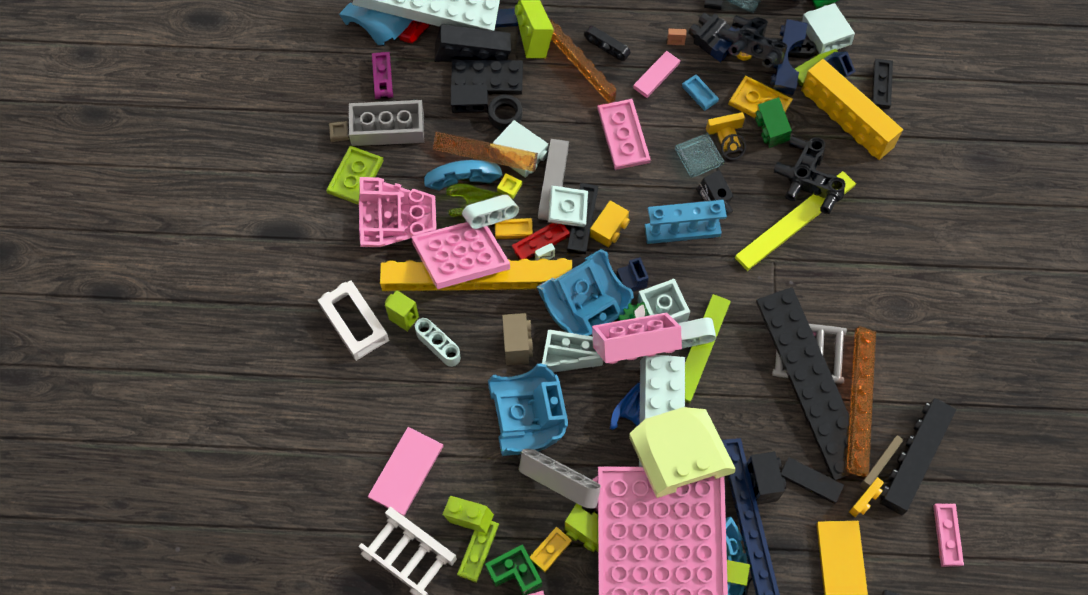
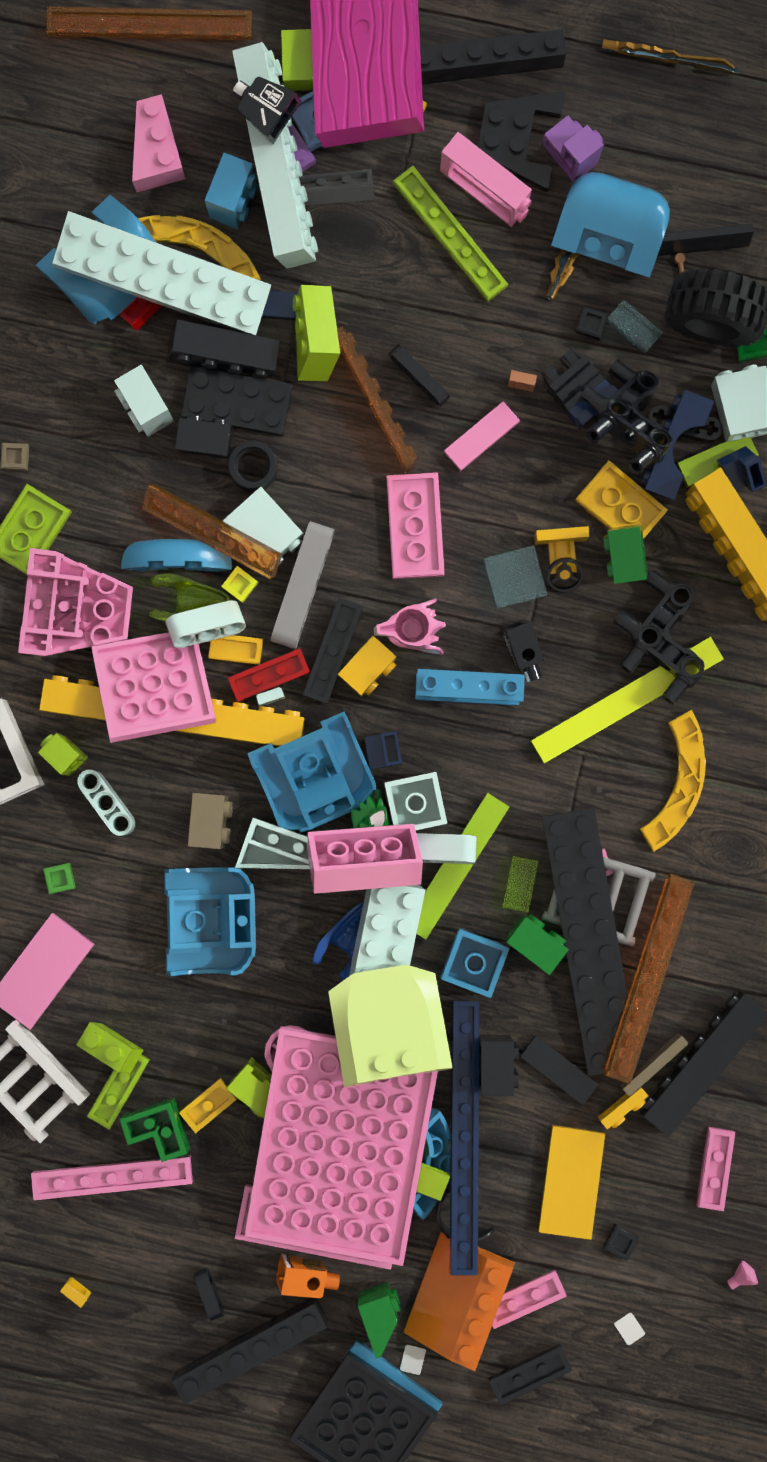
camera: 10 degrees right, 20 degrees up
(382, 74) = (86, 375): magenta plate -> none
(386, 123) = (80, 460): light grey brick -> none
(410, 402) = (59, 878): none -> bright green tile
(424, 80) = (146, 405): none -> light aqua brick
(559, 478) = (231, 1026): light grey beam -> none
(568, 206) = (313, 635): light aqua tile -> none
(635, 192) = (413, 628): none -> bright pink piece
(700, 92) = (538, 476): dark azure tile -> none
(731, 408) = (474, 962): none -> dark azure brick
(750, 353) = (520, 884): none -> clear neon green tile
(773, 386) = (535, 944): none -> green brick
(853, 268) = (687, 785): none -> yellow tile

